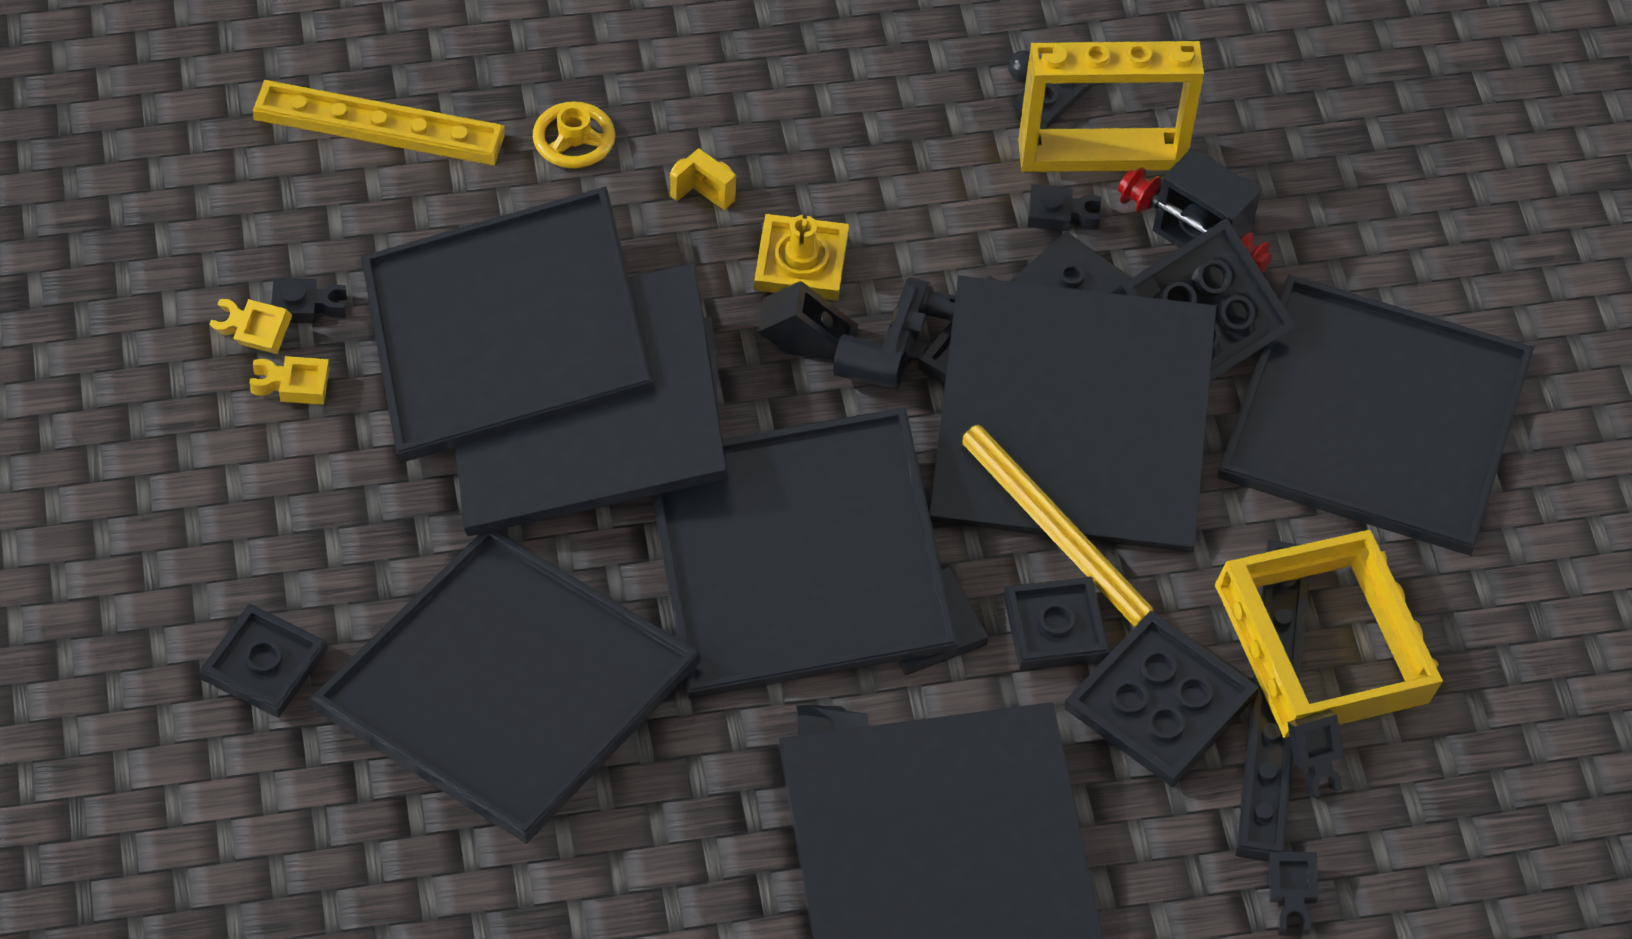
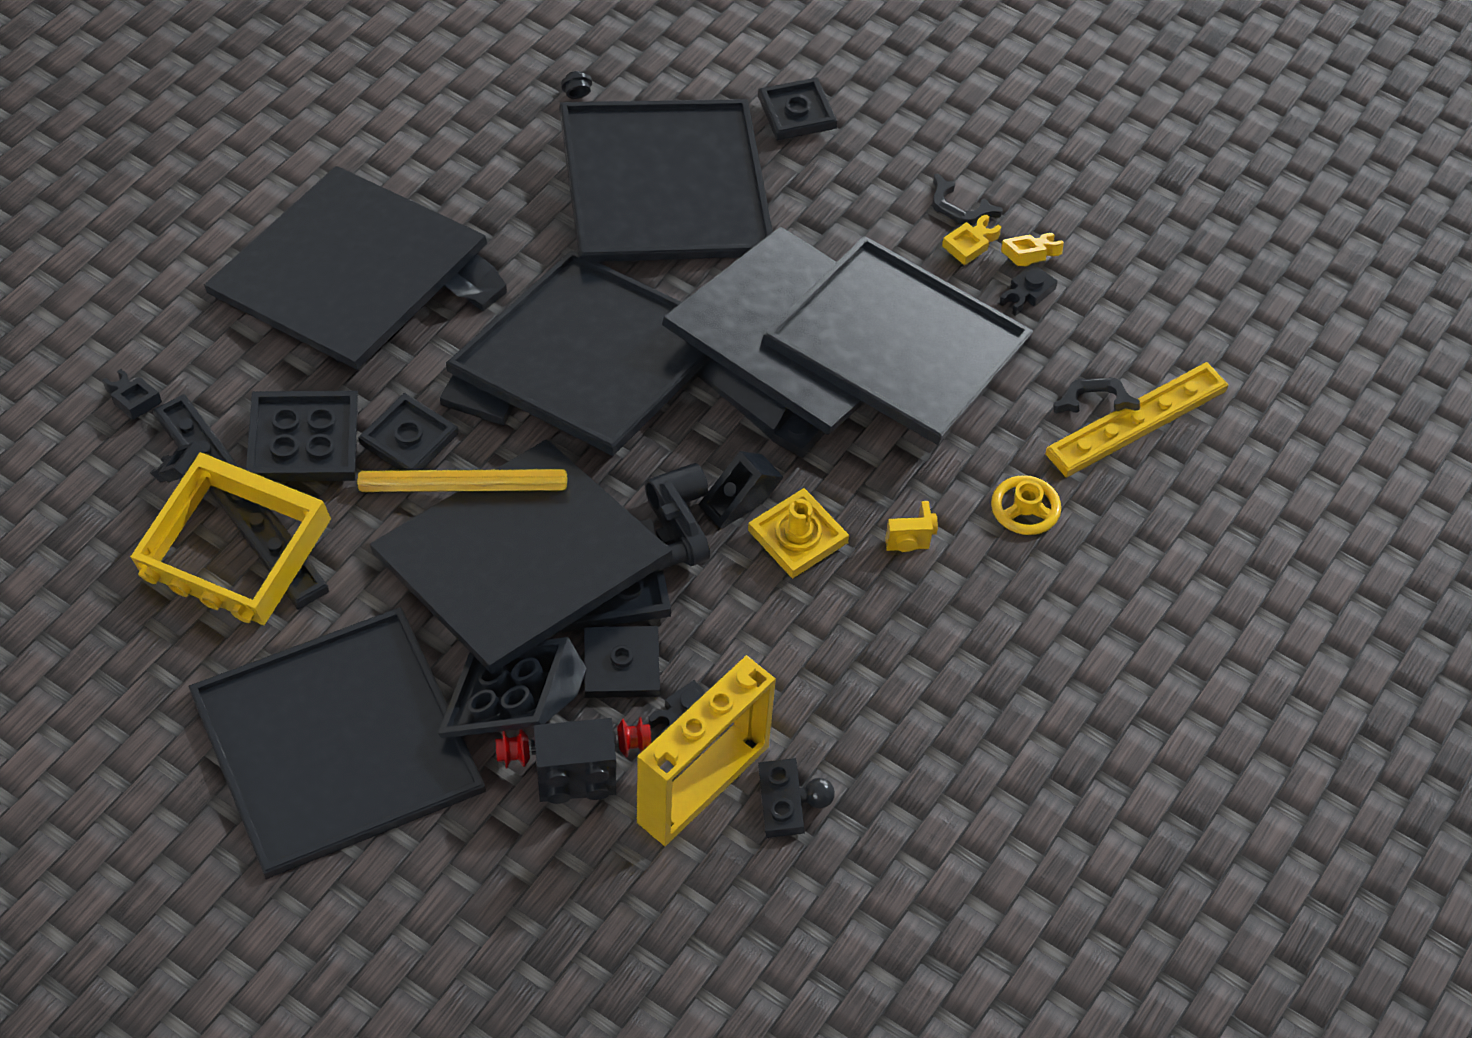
camera: 135 degrees right, 0 degrees up
(265, 443) = (942, 206): none -> black helmet
(386, 184) = (1081, 386): none -> black helmet
(456, 885) = (576, 84): none -> black plate

